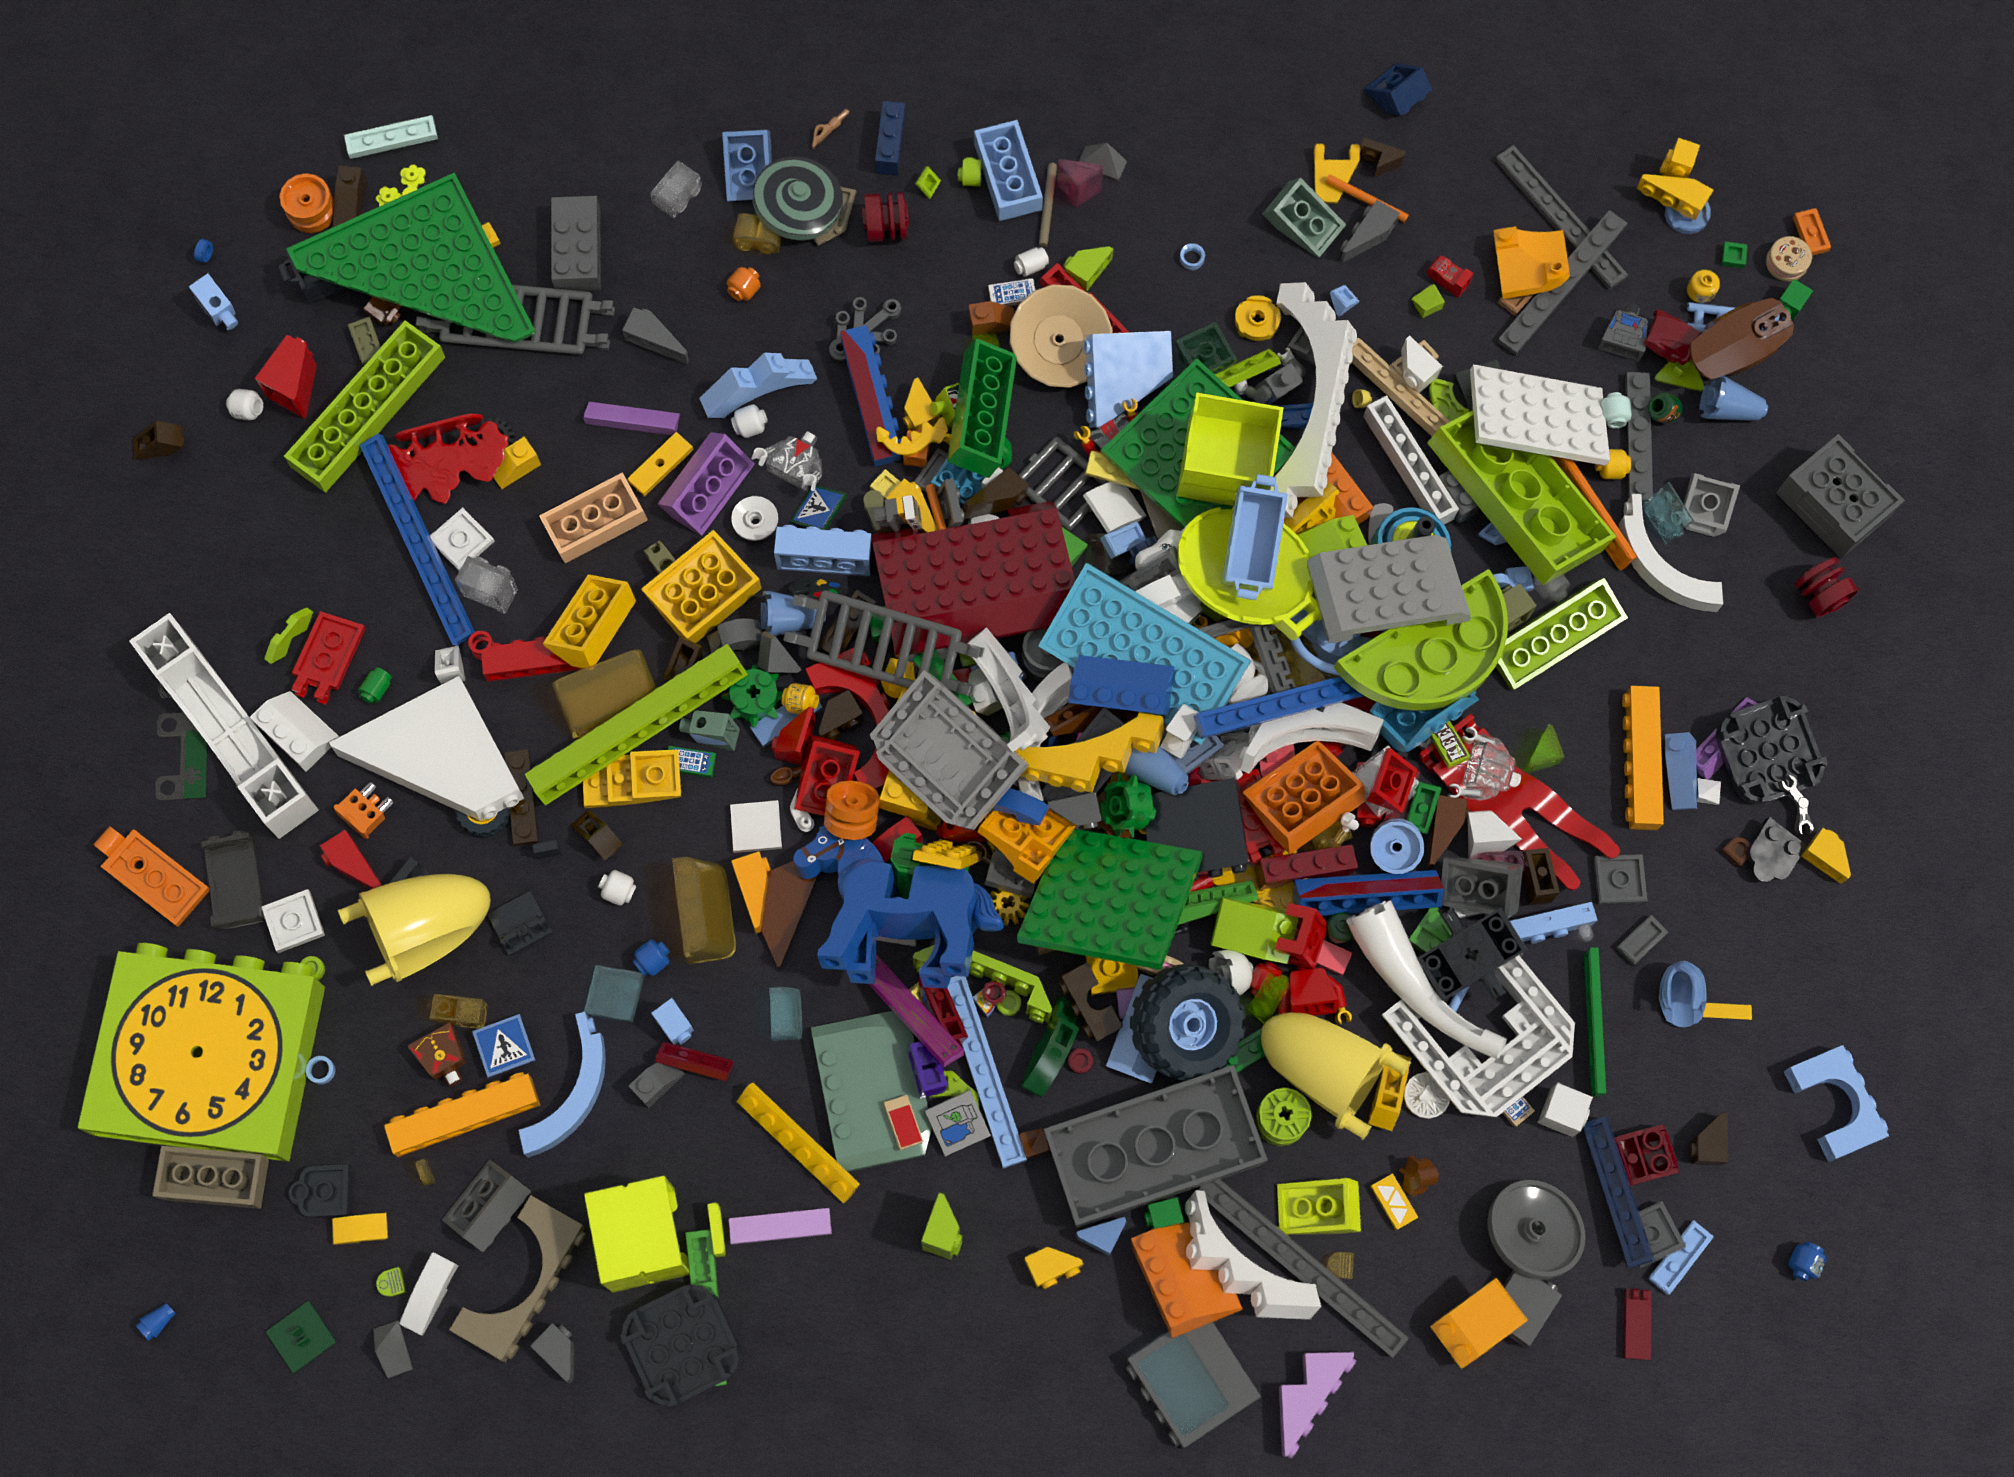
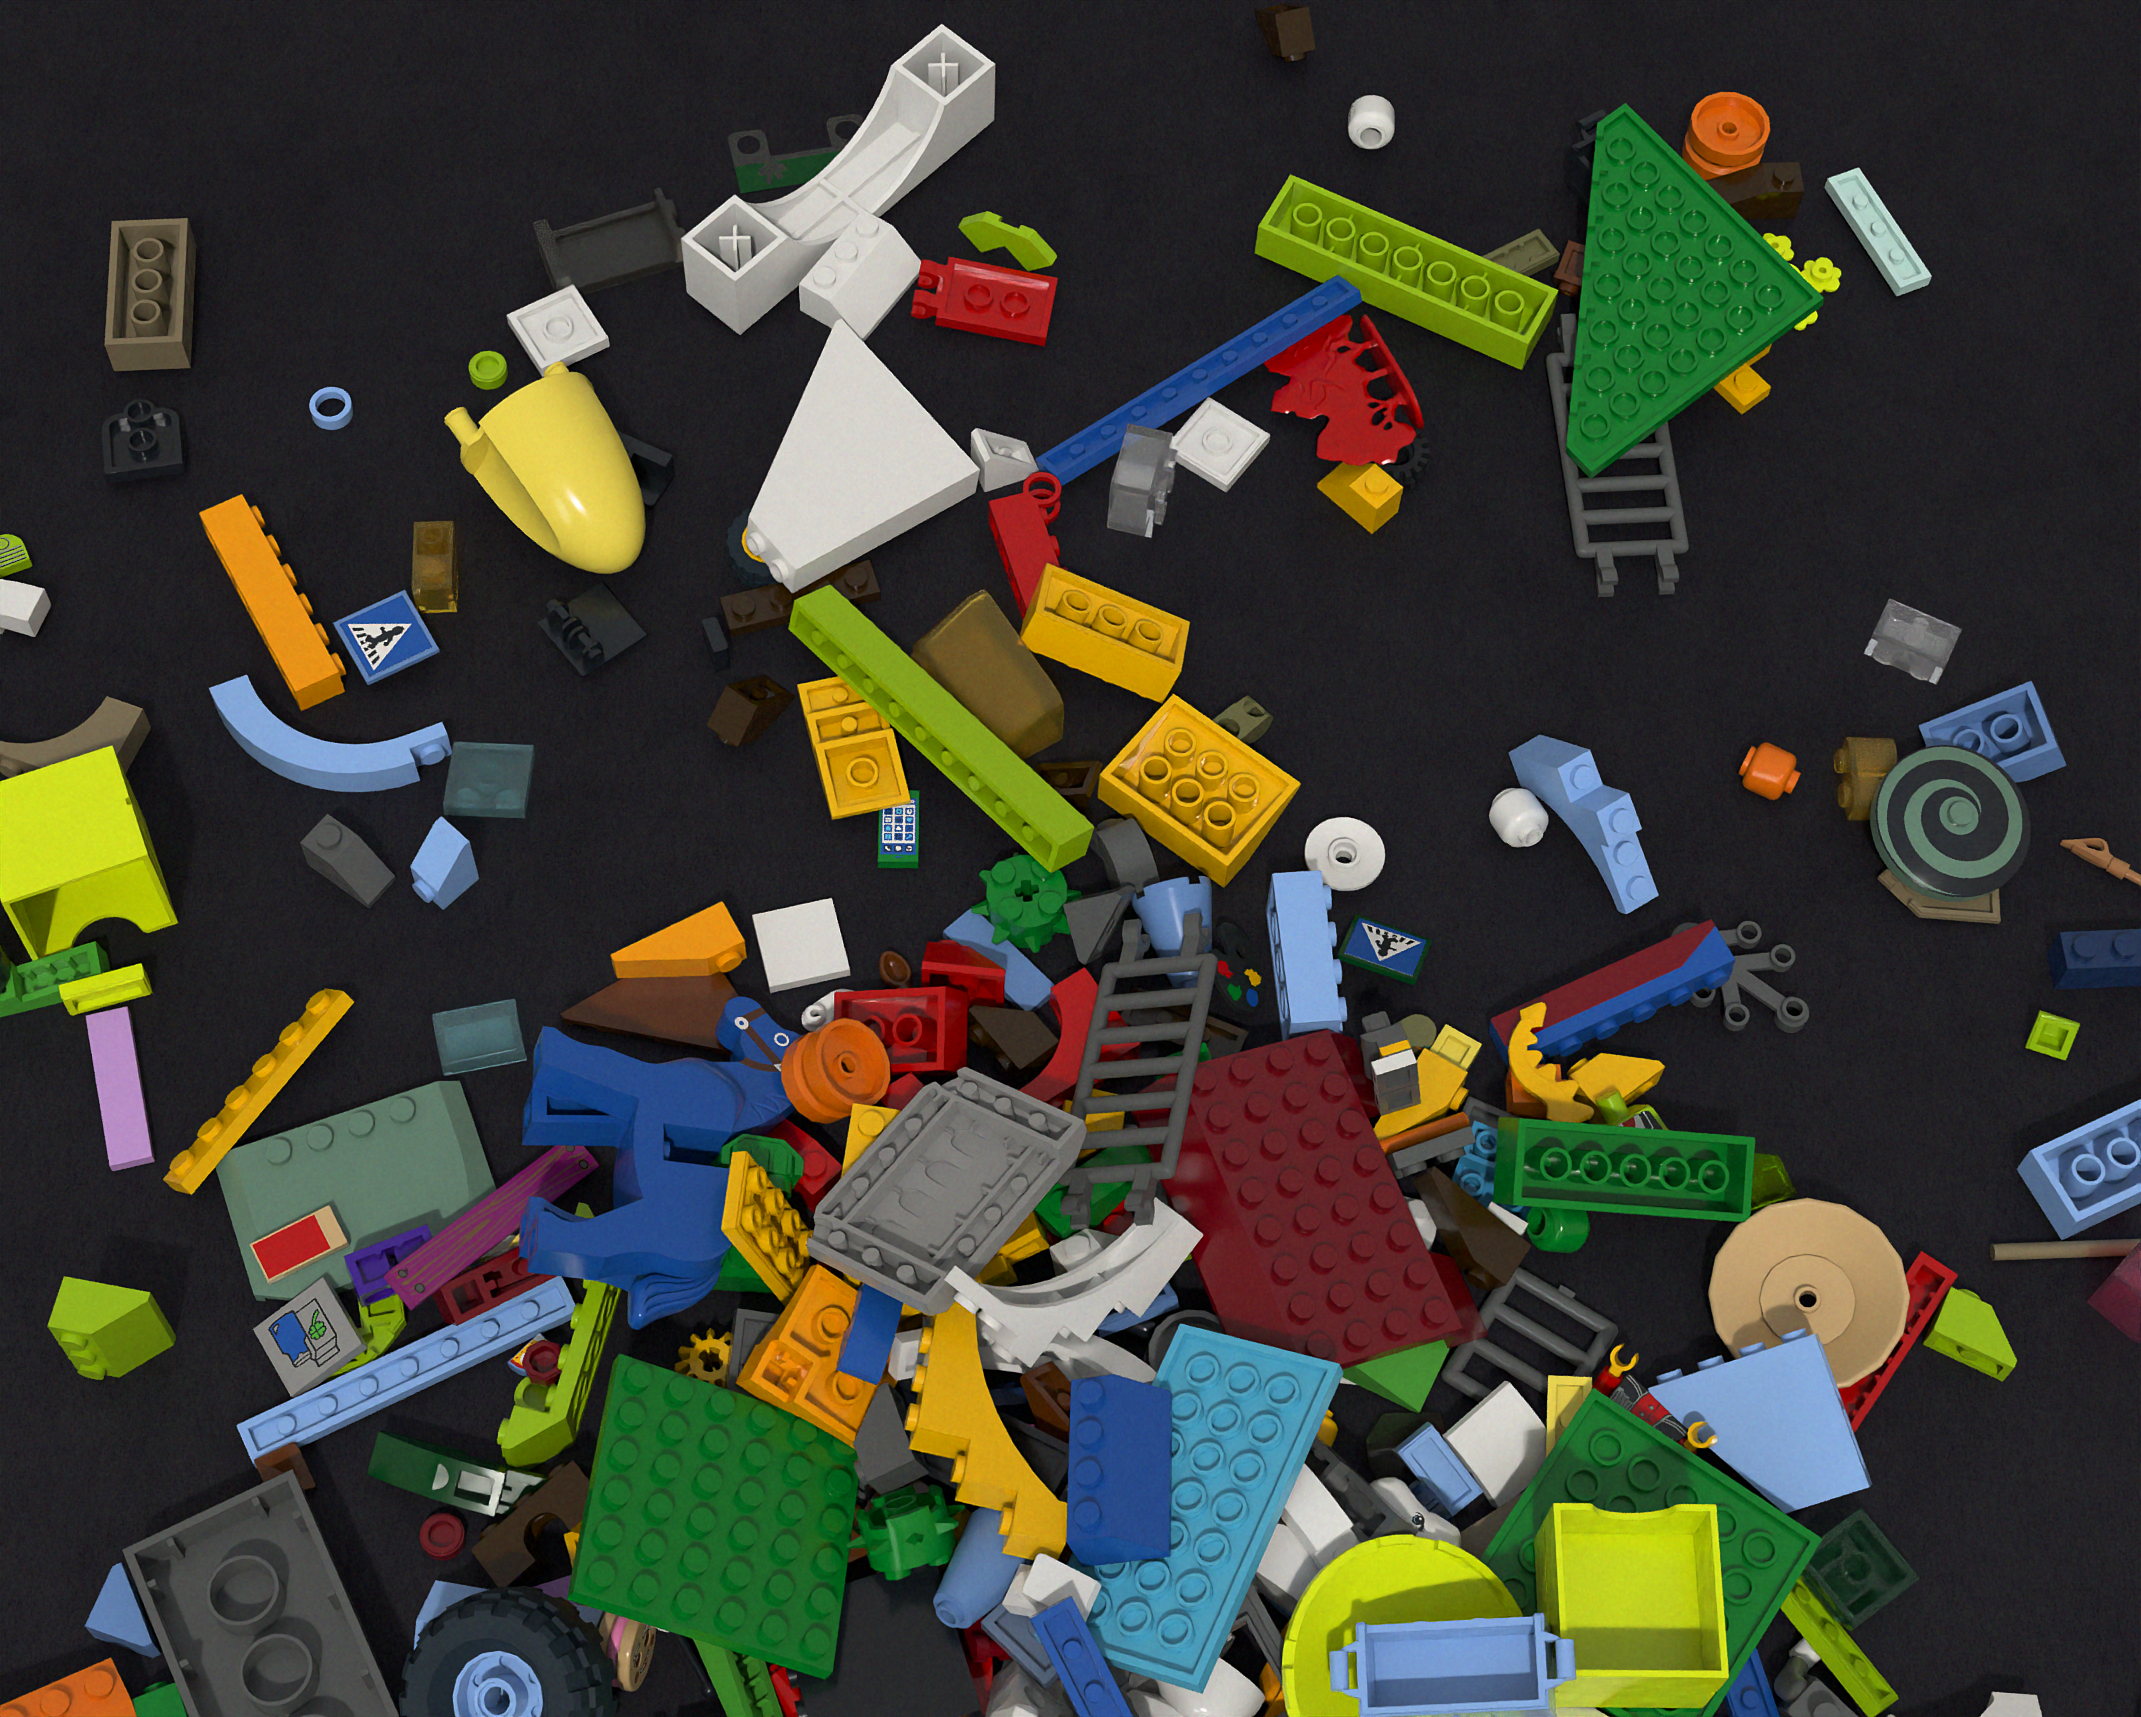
camera: 80 degrees right, 10 degrees down
(160, 880) = (596, 156): orange hinge -> none
(203, 251) = (1609, 27): blue tile -> none
(203, 1053) = (334, 251): brick -> none
(214, 302) = (1526, 50): light blue torso -> none
(289, 376) = (1429, 165): red slope -> none
(348, 860) = (662, 383): red slope -> none
(358, 819) = (742, 385): orange piece -> none
(359, 1228) = (87, 499): yellow slope -> none
(374, 685) = (949, 368): green brick -> none
(425, 1172) = (179, 567): clear yellow tile -> none
(440, 1054) = (365, 555): reddish brown torso -> none
(486, 1205) = (127, 658): dark grey slope -> none
(576, 243) = (1768, 511): dark grey brick -> none
(593, 518) = (1290, 614): light nougat brick -> none
(617, 887) = (664, 752): white head -> none
(631, 418) = (1483, 647): medium lavender slope -> none
(648, 332) = (1640, 646): dark grey slope -> none
(651, 957) = (552, 821): blue head -> none
(669, 454) = (1392, 687): yellow tile -> none
(694, 1061) = (384, 913): dark red tile -> none
(704, 910) = (638, 878): clear yellow windscreen -> none
(706, 483) = (1390, 772): medium lavender slope -> none
(712, 729) = (953, 834): sand green torso -> none
(793, 460) = (1462, 895): clear torso -> none
(799, 697) = (1029, 967): yellow head -> none
(885, 217) = (1957, 967): dark red wheel -> none
(971, 172) = (2092, 1100): lime plate -> none
(990, 317) = (1816, 1168): dark orange slope -> none
(1011, 292) = (1875, 1200): tile -> none
(1031, 261) = (1950, 1232): white brick -> none
(1051, 1264) = (67, 1531): yellow slope -> none
(1192, 247) = (2062, 1513): light blue piece -> none
(1257, 330) = (1970, 1646): yellow plate -> none

